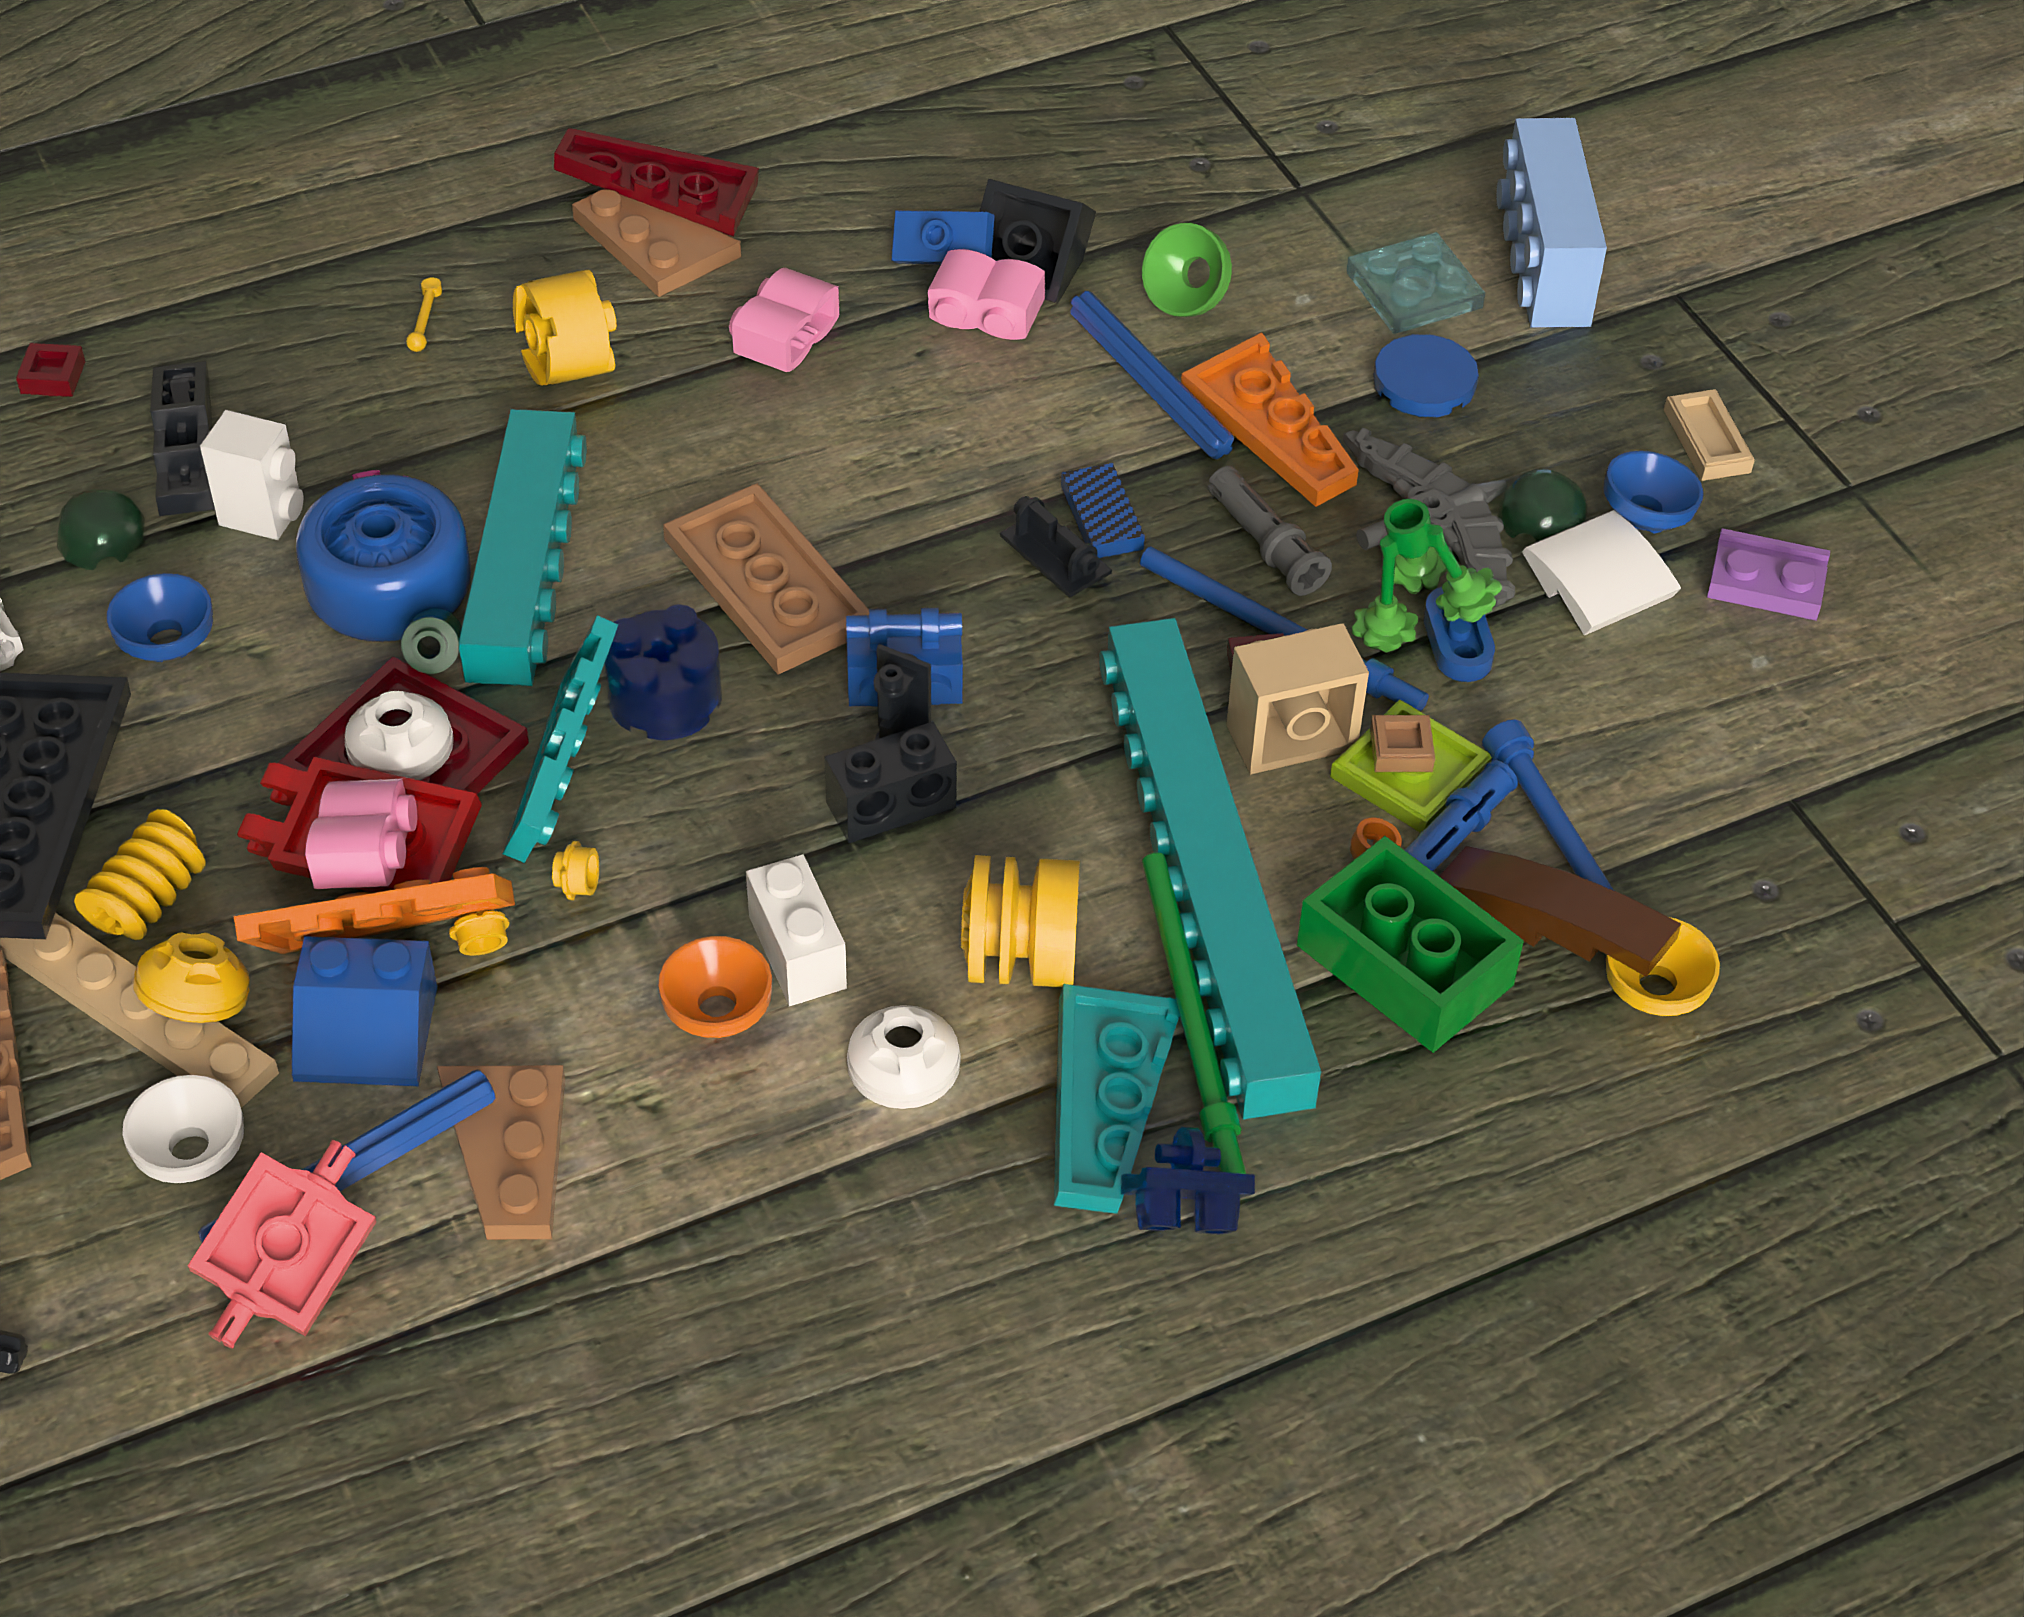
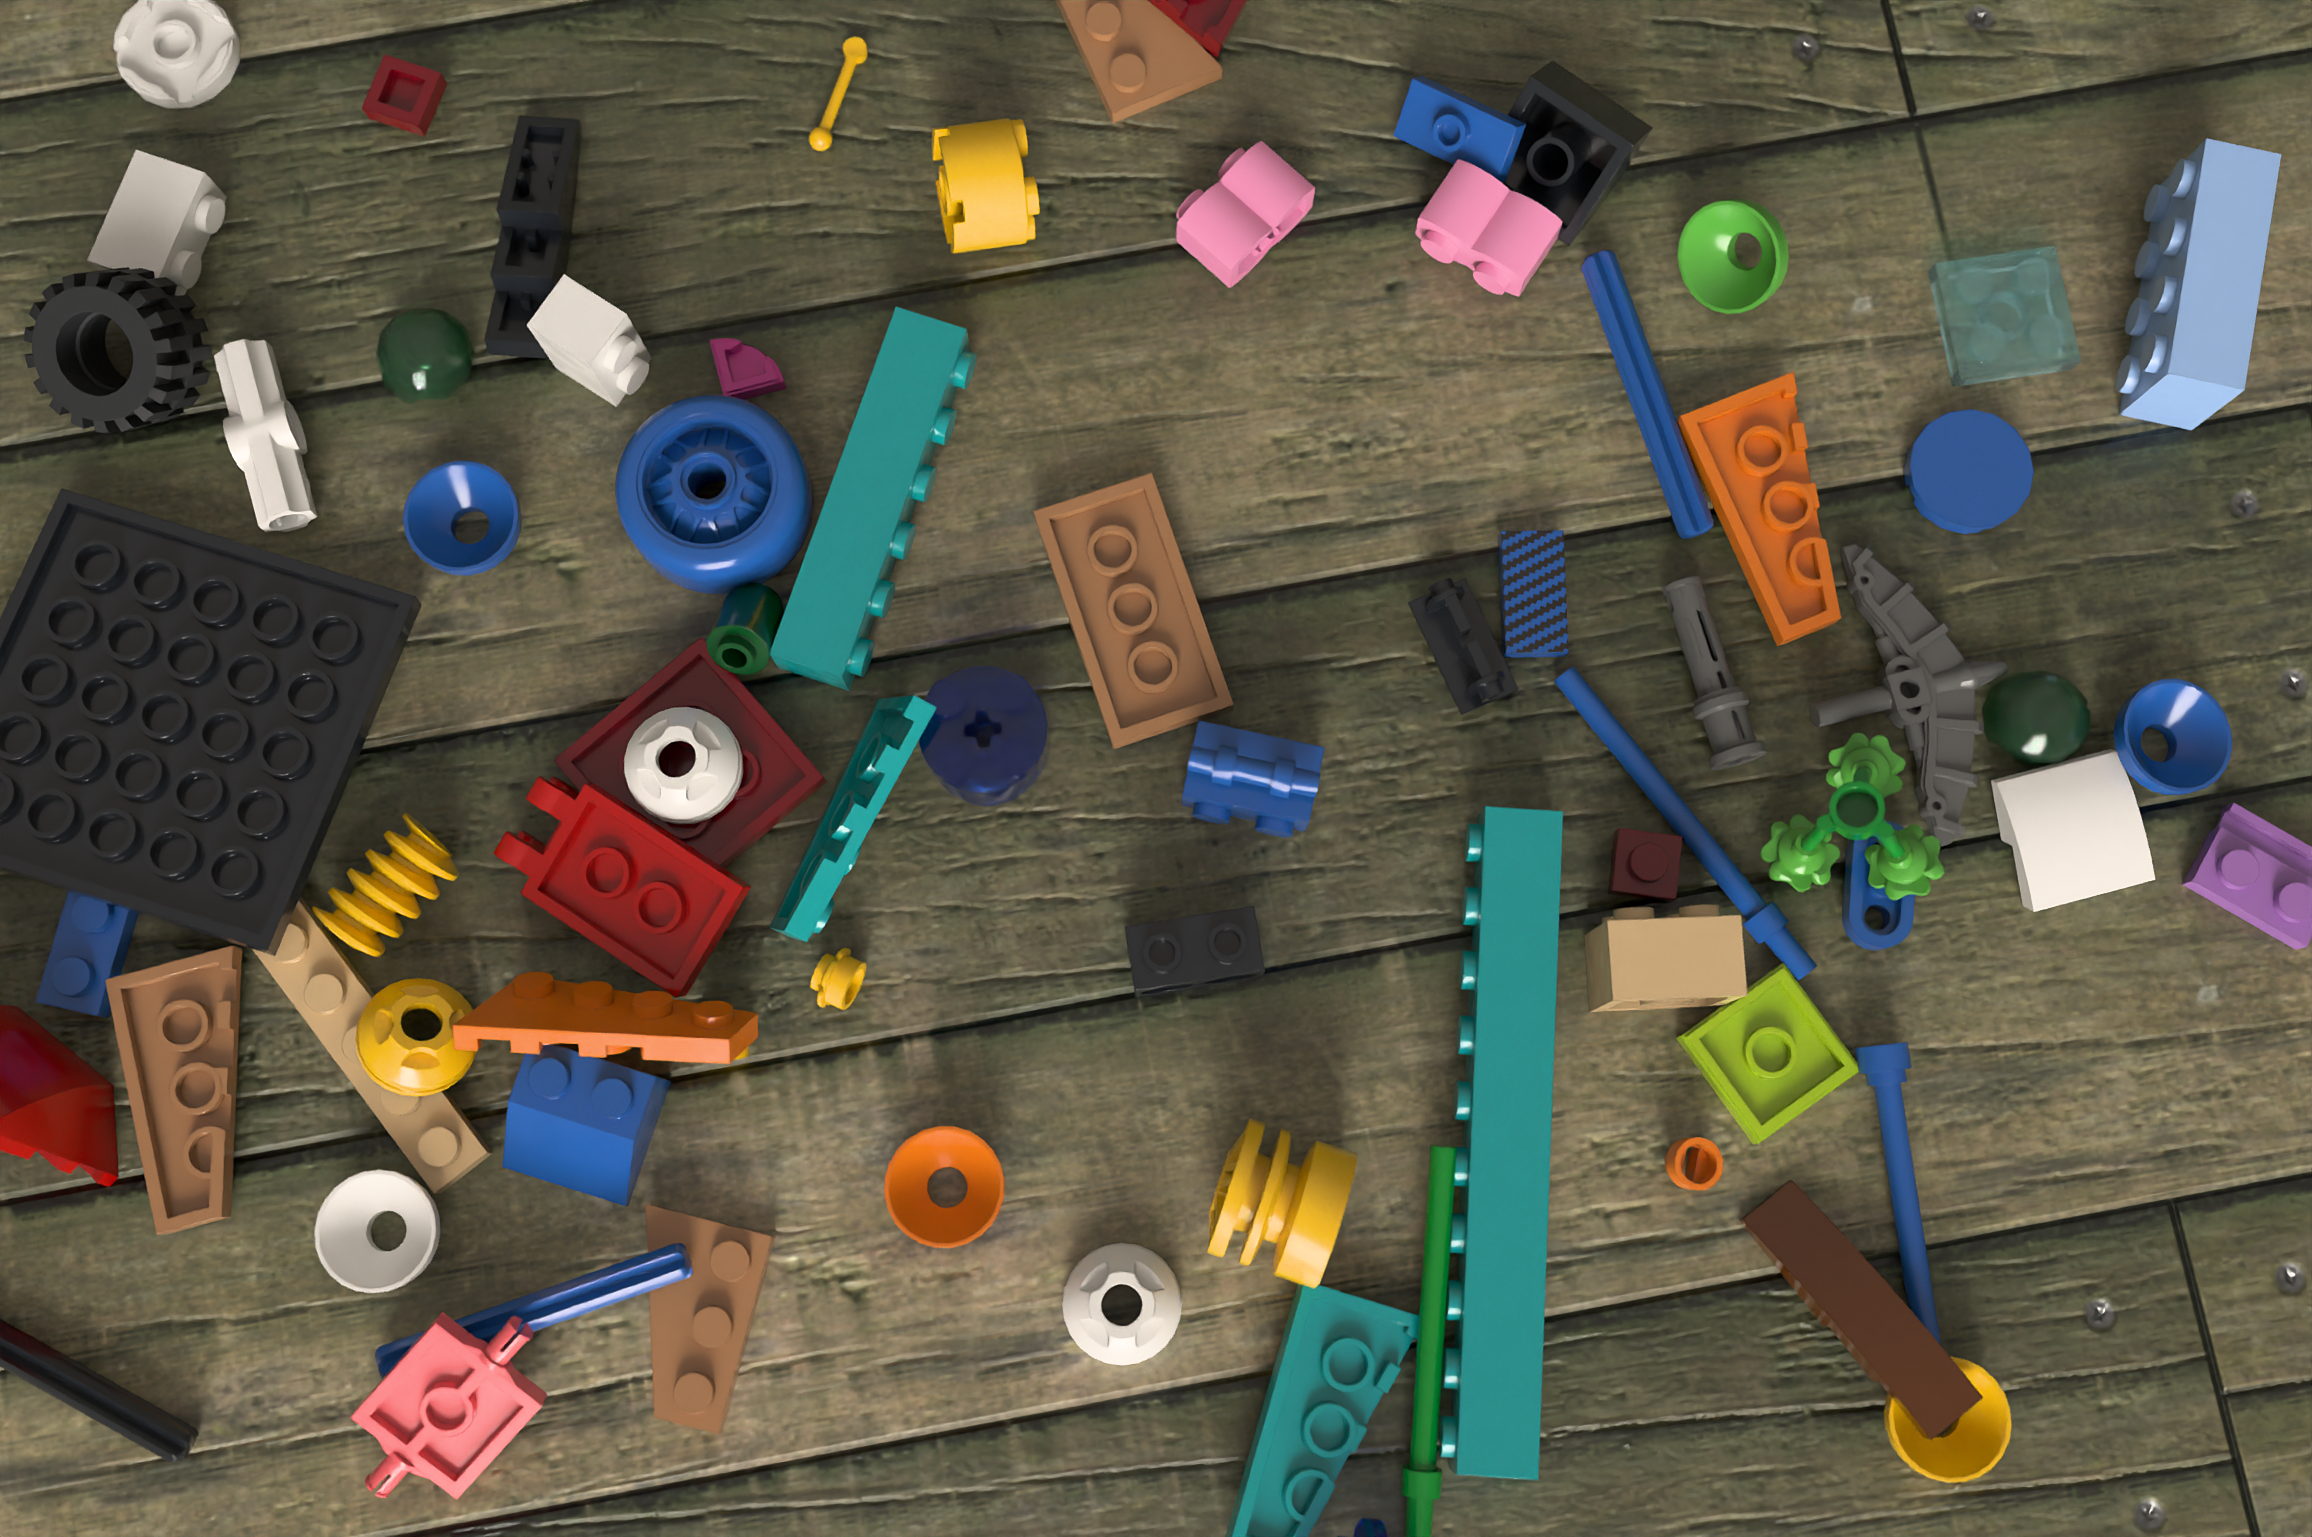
camera: 15 degrees right, 30 degrees up
(360, 833) = (606, 929): bright pink brick -> none
(796, 930) = (1045, 1129): white brick -> none
(902, 691) = (1226, 859): black hinge -> none
(1402, 743) = (1764, 1037): medium nougat tile -> none
(1409, 943) = (1686, 1327): green brick -> none
(1465, 812) = (1795, 1150): blue pin -> none
(1708, 435) = (2271, 644): tan tile -> none

